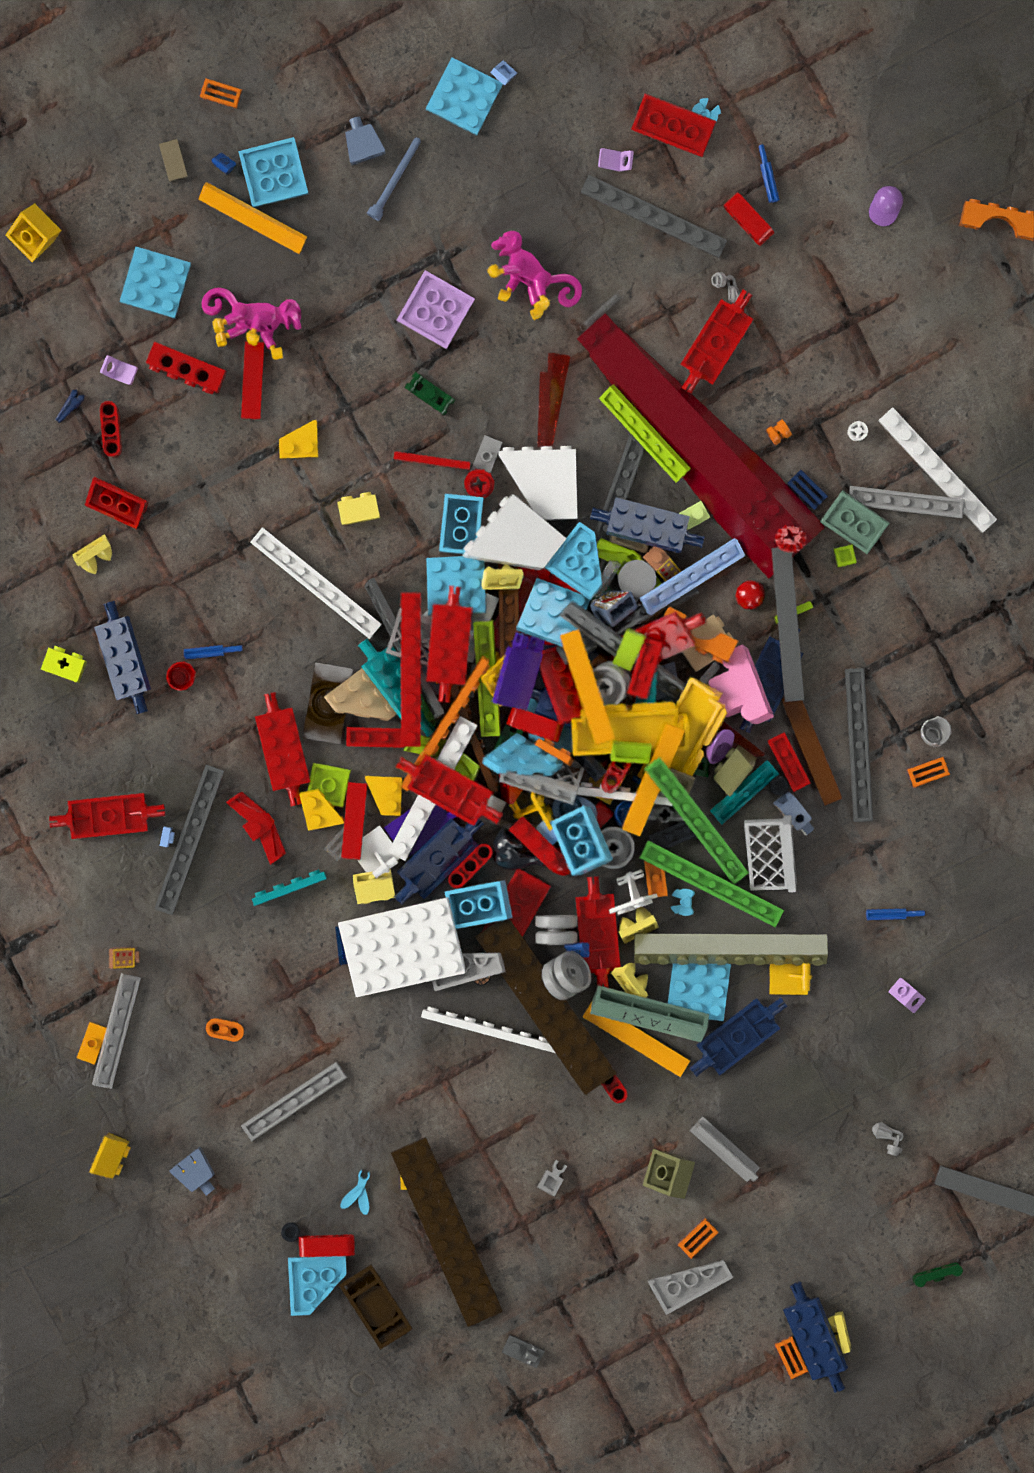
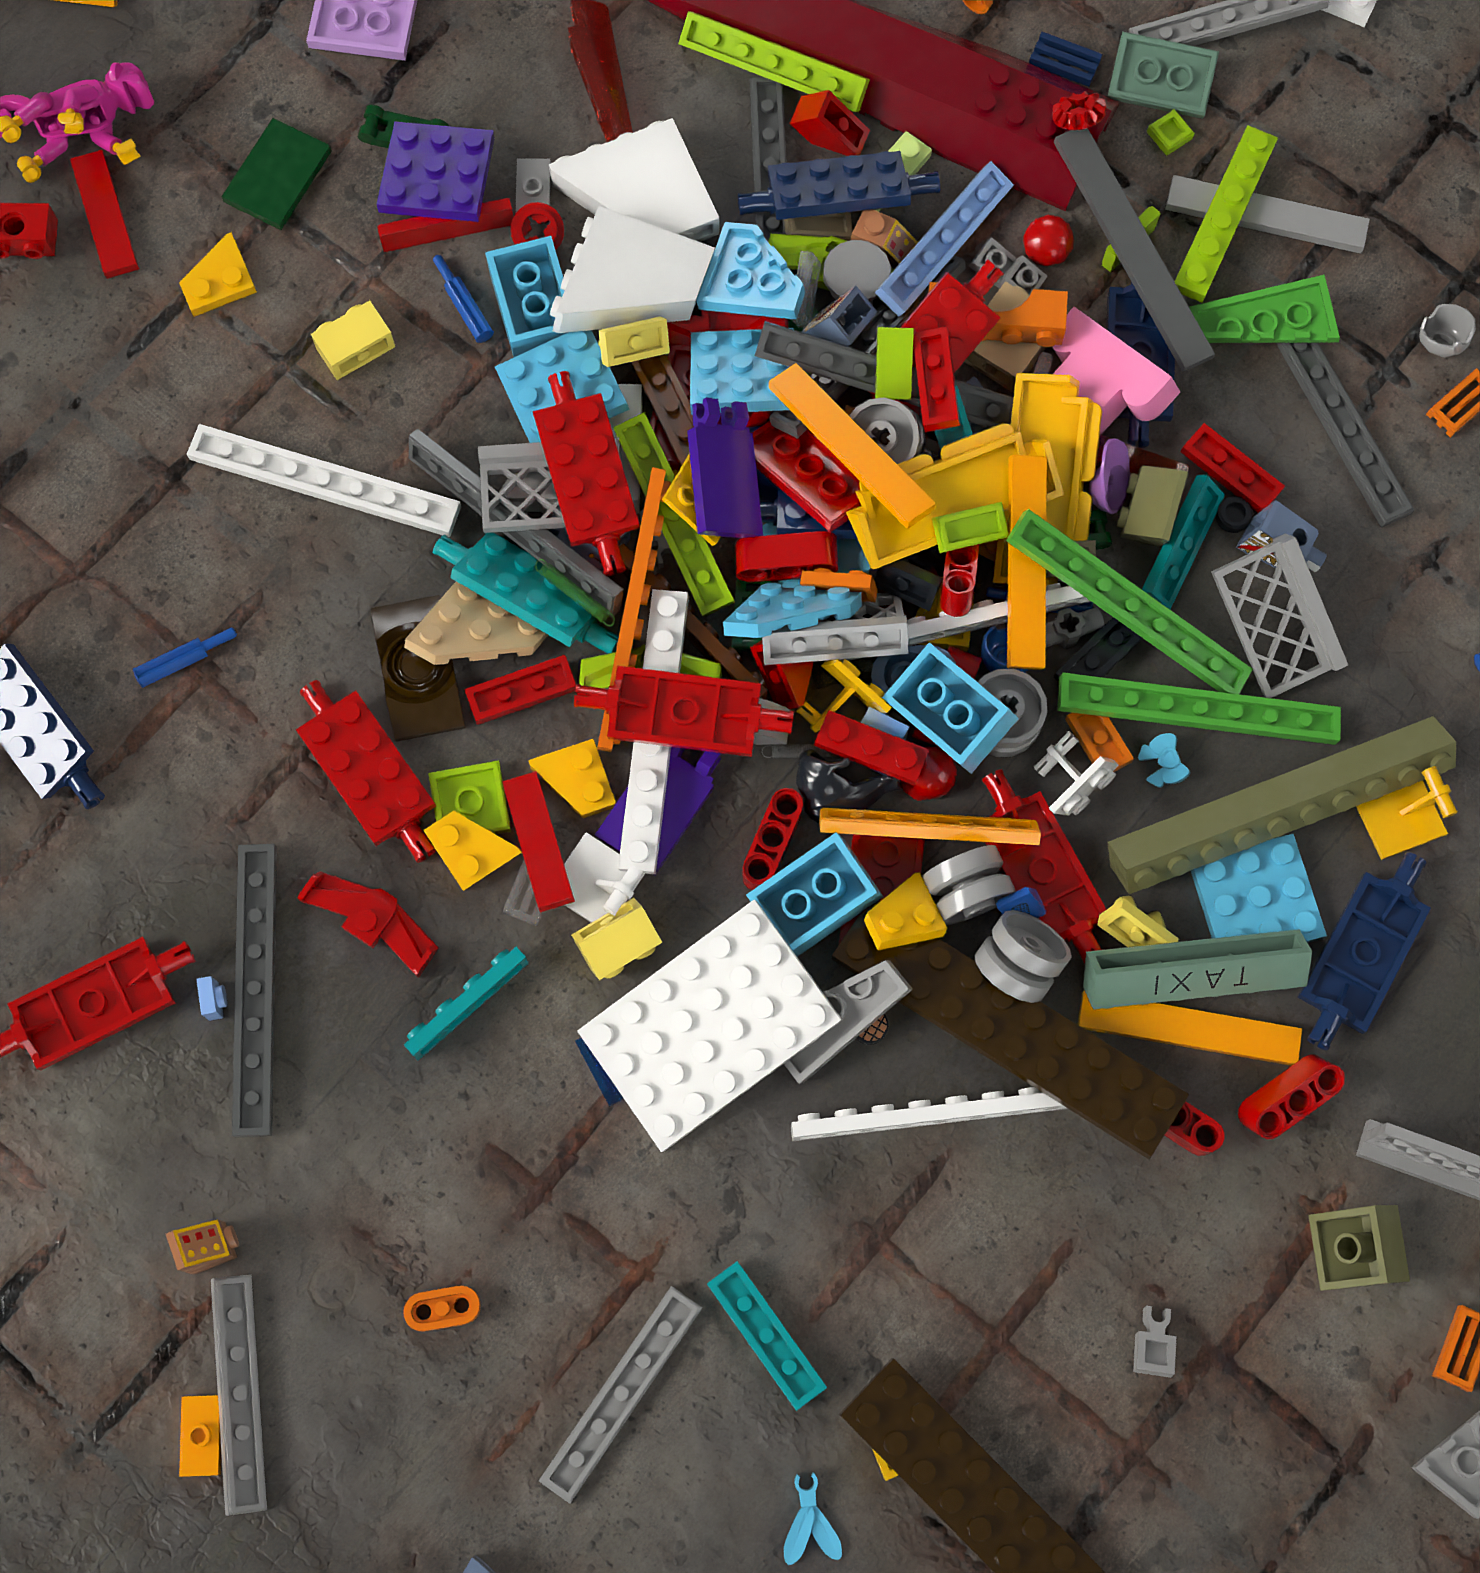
camera: 20 degrees left, 15 degrees down
(180, 676) = (141, 711): red hair -> none
(352, 392) = (276, 173): none -> dark green tile
(372, 1102) = (766, 1336): none -> teal plate
(410, 669) = (537, 538): red plate -> none
(425, 508) = (464, 302): none -> blue axle
(437, 432) = (436, 171): none -> dark purple plate
(437, 859) = (710, 848): dark blue plate -> none
(518, 932) = (905, 916): none -> yellow wing
(548, 893) = (929, 826): none -> light orange tile
(645, 924) = (1114, 822): light yellow tile -> none
(660, 482) = (829, 124): none -> red slope
(668, 1091) = (1274, 1098): none -> red beam
(721, 603) = (1017, 270): none -> light grey slope
(812, 751) = (1260, 439): reddish brown tile -> none
(849, 618) = (1225, 213): none -> lime plate
(852, 689) = (1276, 314): none -> bright green wing
(874, 624) = (1275, 216): none -> light grey tile

